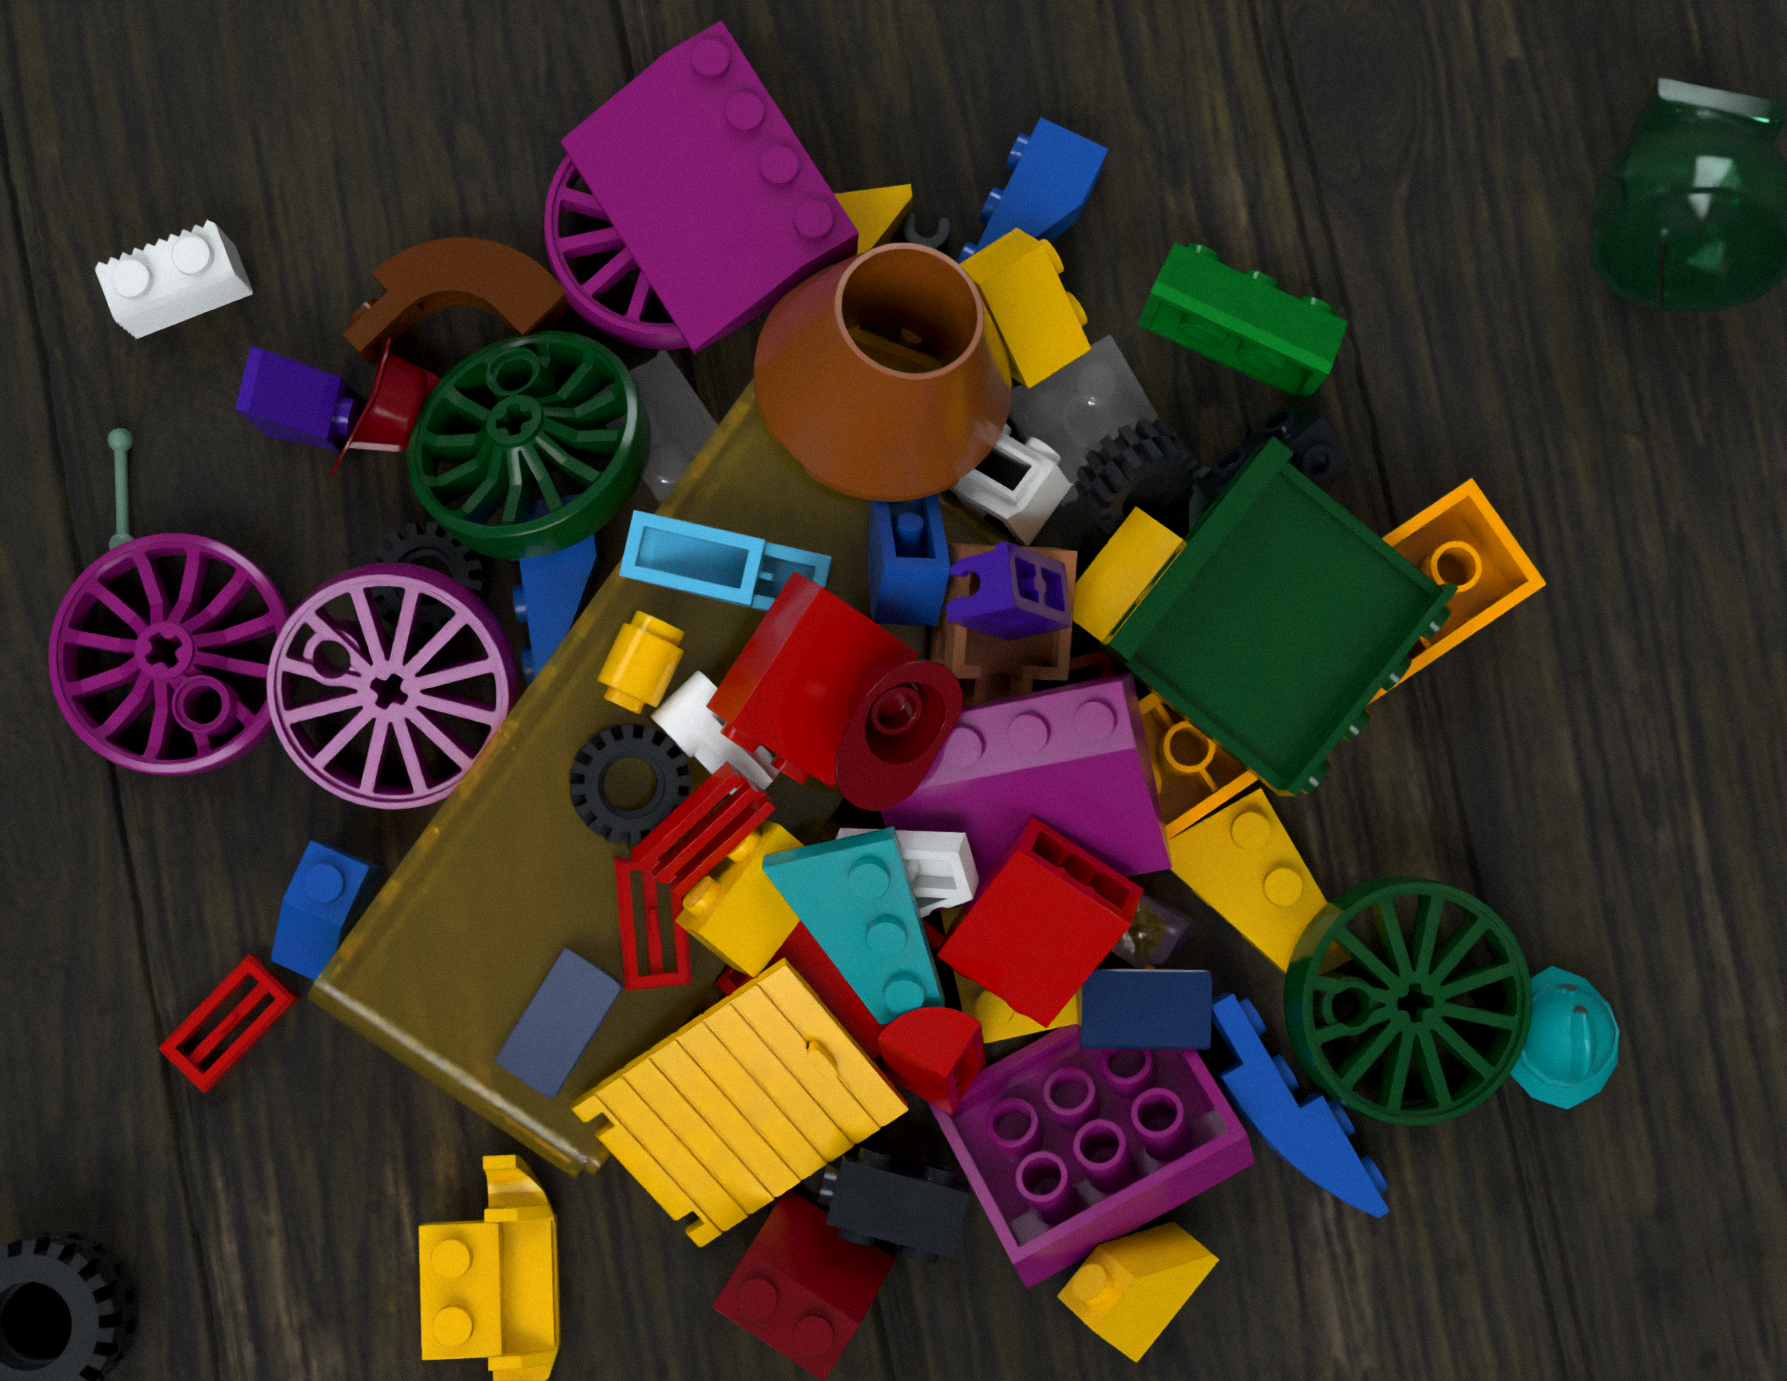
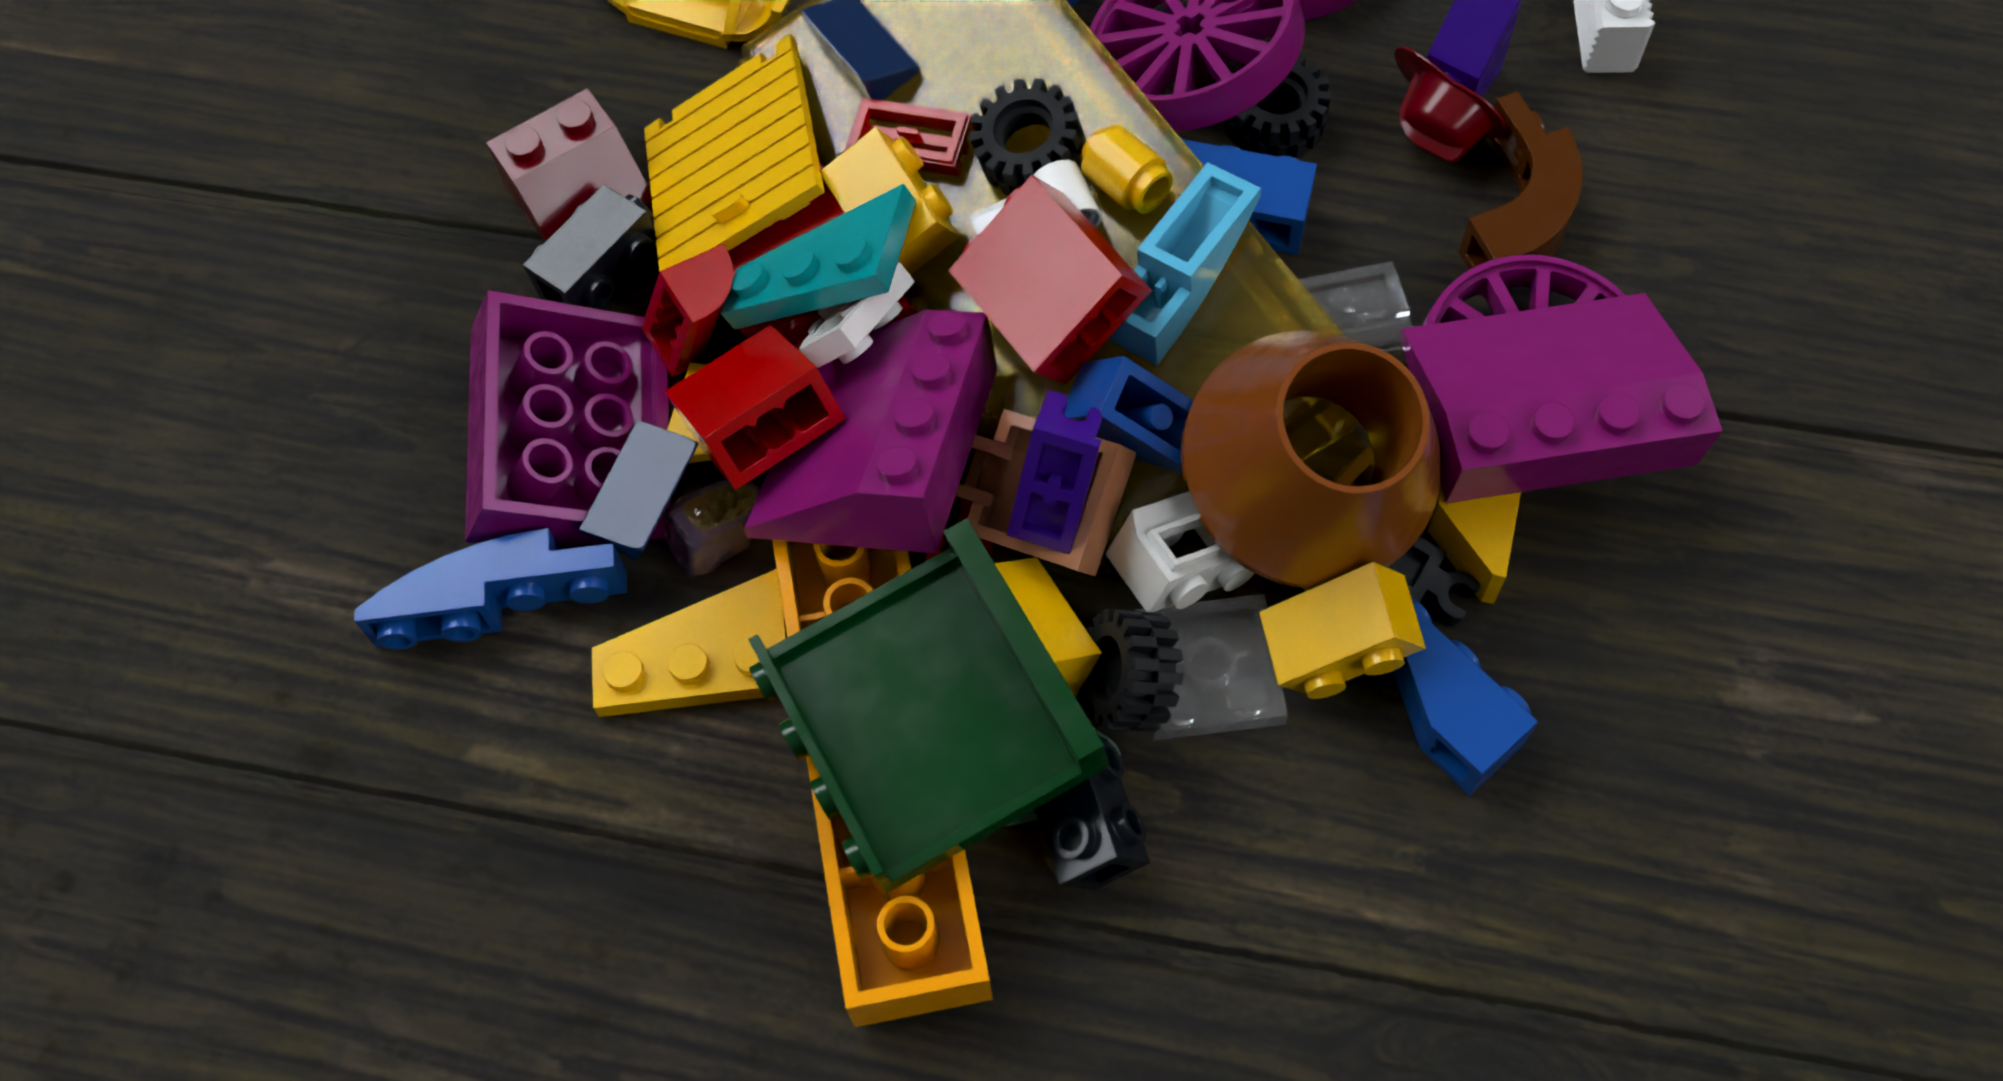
camera: 120 degrees right, 20 degrees down
(527, 440) = (1396, 190): dark green piece -> none
(710, 835) = (953, 175): red tile -> none
(895, 731) = (966, 298): dark red piece -> none
(1137, 1285) = (421, 404): yellow slope -> none
(1243, 321) = (1254, 840): green slope -> none
(1414, 1021) = (503, 735): dark green piece -> none
(1568, 1041) = (420, 872): teal piece -> none

